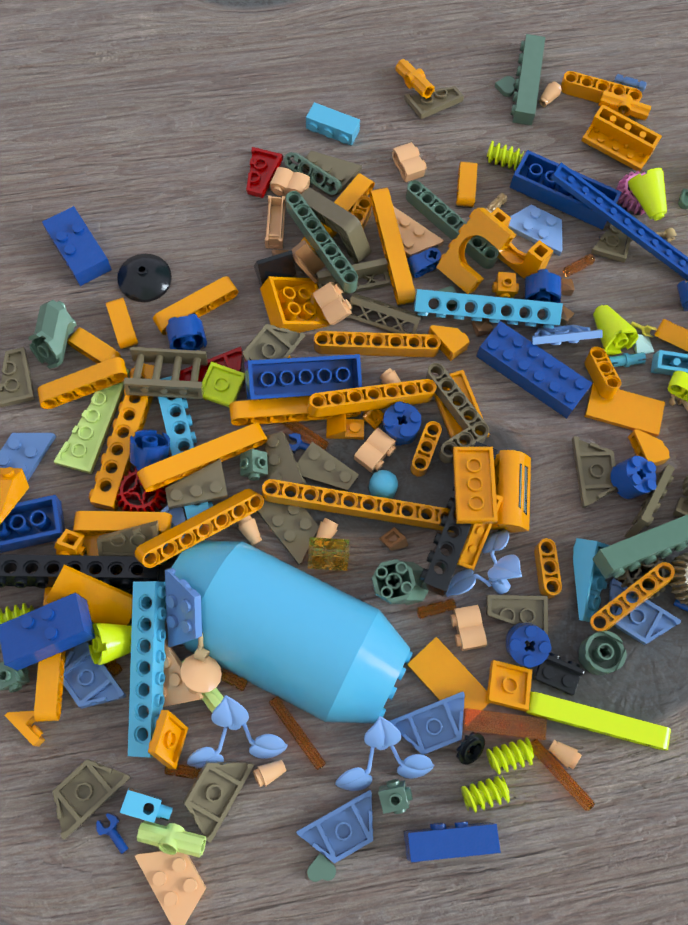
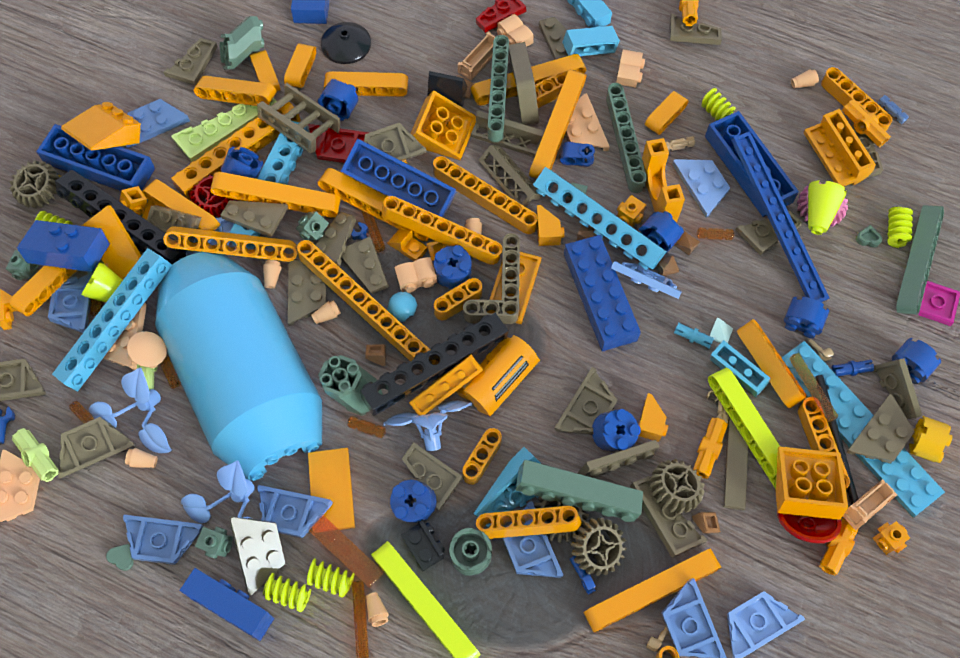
camera: 40 degrees right, 5 degrees down
(134, 804) = (34, 416): medium azure torso -> none
(168, 739) = (86, 380): light orange plate -> none
(183, 610) = (165, 289): medium blue wing -> none
(201, 653) = (157, 332): tan hand -> none
(222, 384) = (333, 151): neon yellow tile -> none
(297, 733) = (185, 446): clear orange axle -> none
(307, 260) = (475, 96): medium nougat panel -> none
(314, 170) = (542, 33): sand green beam -> none
(328, 554) = (313, 328): clear yellow brick -> none
(332, 303) = (472, 141): light nougat brick -> none
(361, 155) = (591, 41): none -> medium azure brick
(438, 777) = (257, 550): none -> wing
(454, 263) = (601, 165): light orange arch -> none
(469, 628) = (378, 458): light nougat brick -> none
(470, 748) = (311, 551): black gear -> none
(474, 485) = (463, 343): light orange tile -> none
(506, 86) = (770, 52): sand green tile -> none
(509, 685) = (373, 524): light orange plate -> none
(529, 79) = (794, 57): sand green brick -> none
(602, 373) = (659, 330): light orange beam -> none
(616, 330) = (699, 304): neon yellow cone -> none
(626, 411) = (659, 375): light orange tile -> none
(645, 329) = (732, 321): light yellow hand -> none
(669, 233) = (824, 255): tan hand -> none

